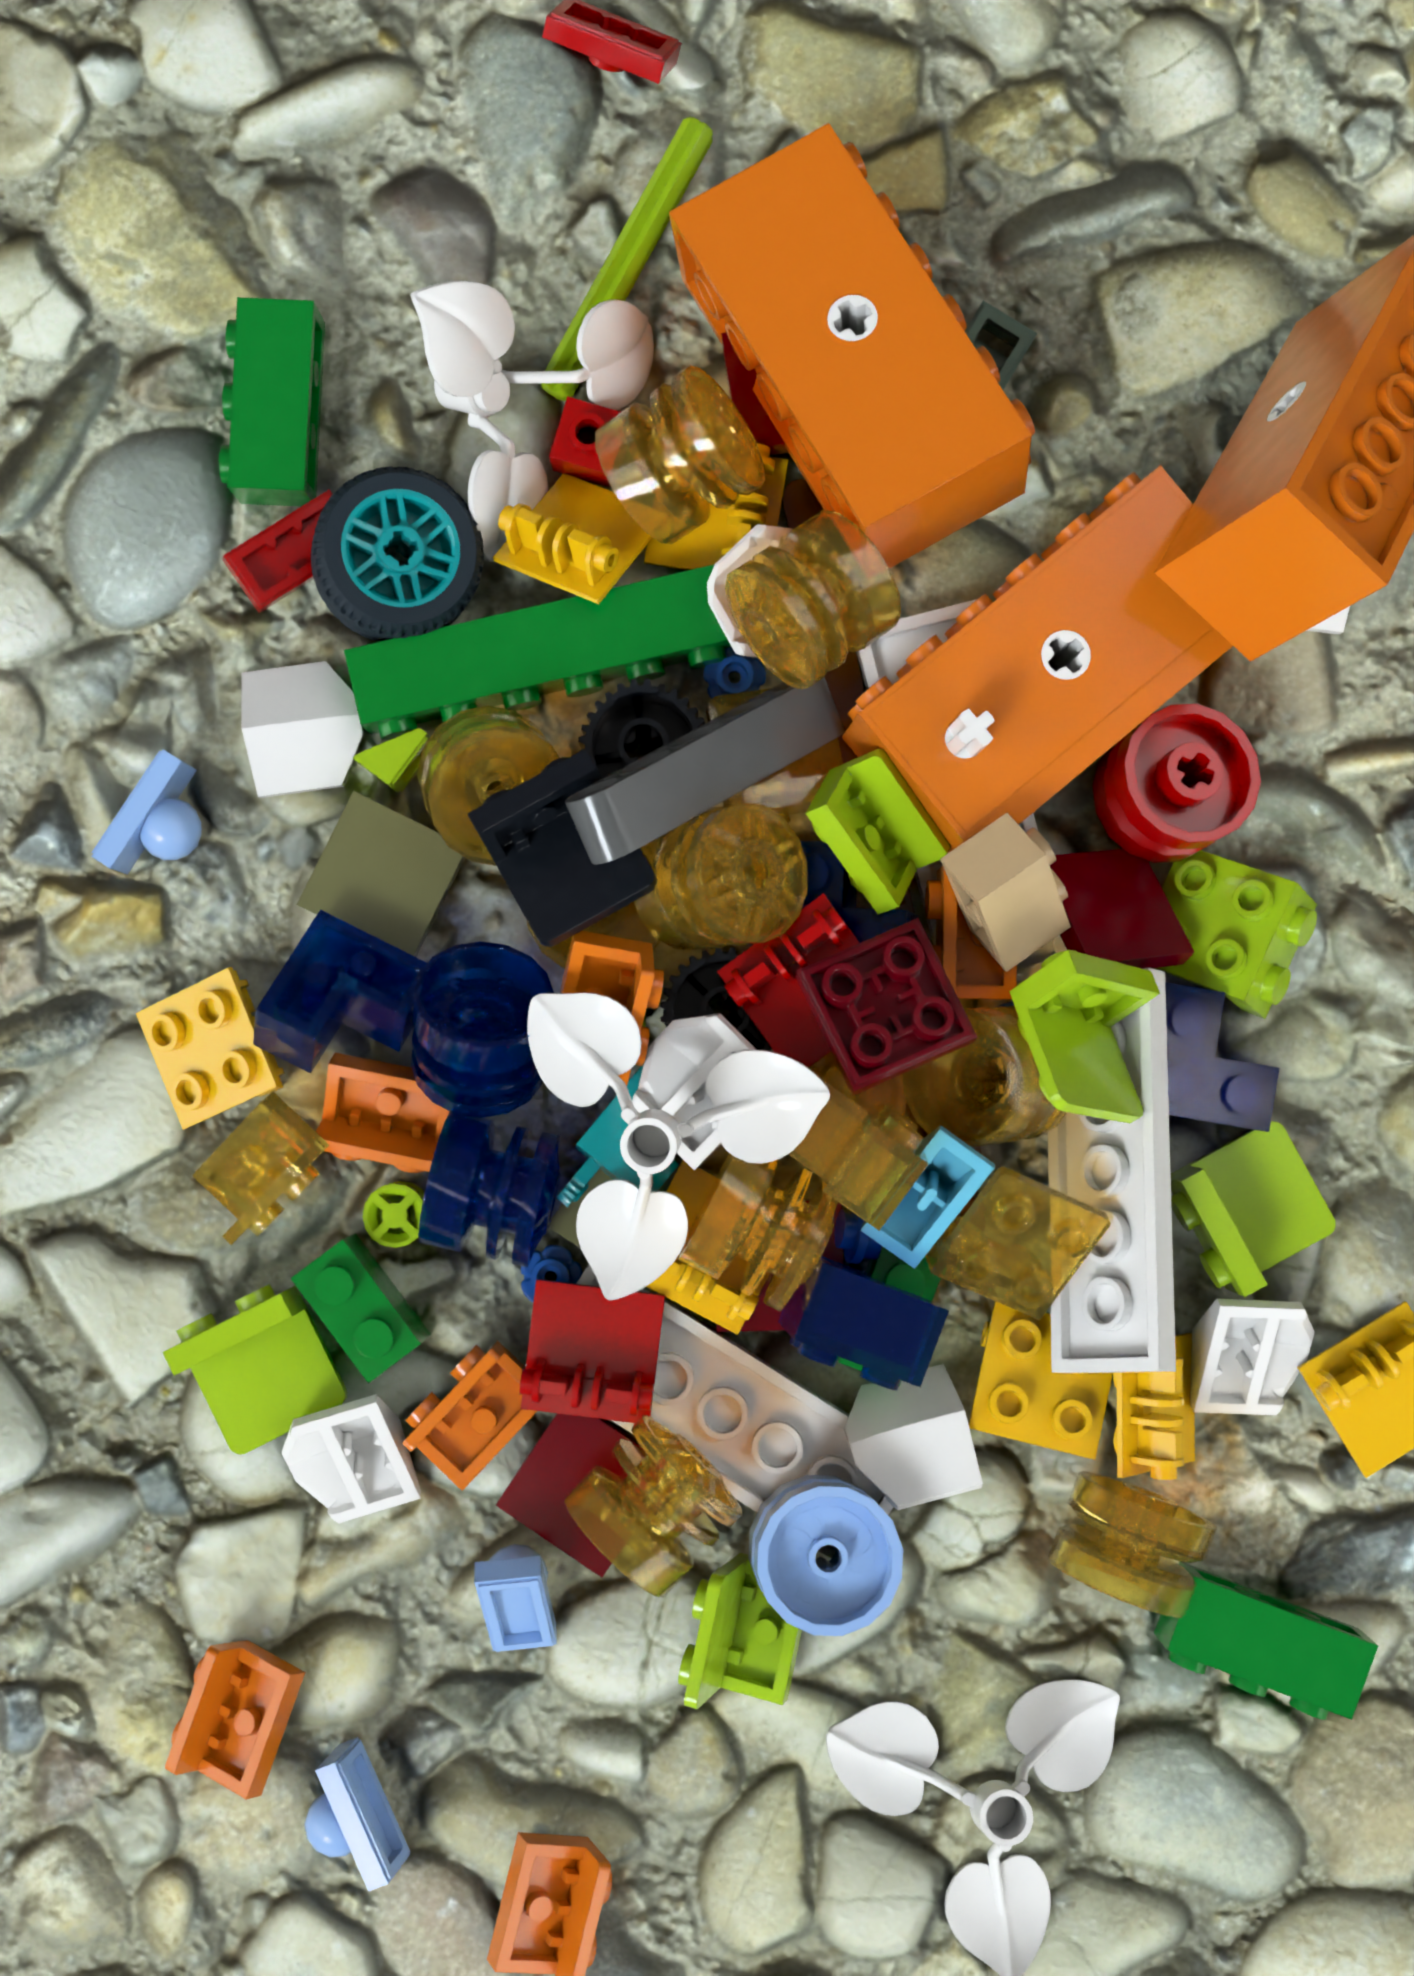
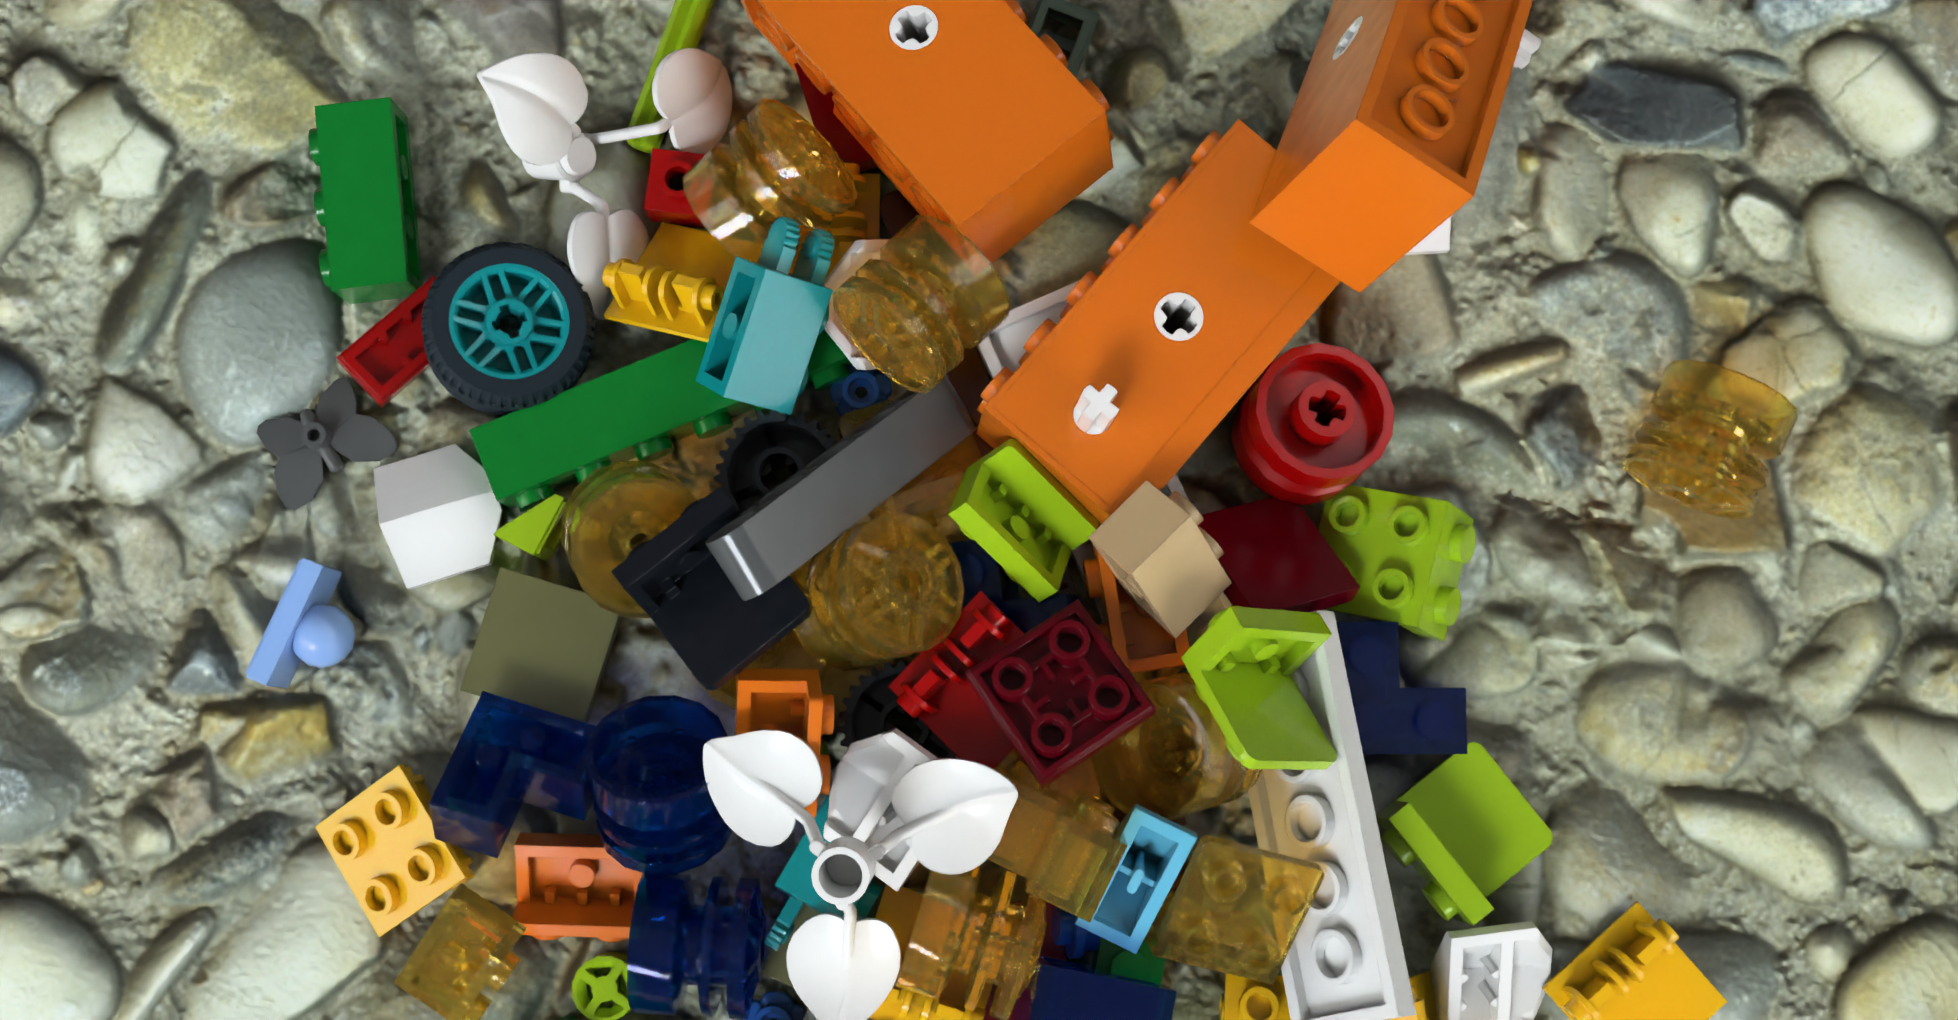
camera: 10 degrees left, 5 degrees down
(193, 631) = (317, 437): none -> dark grey piece
(660, 590) = (770, 320): none -> teal hinge

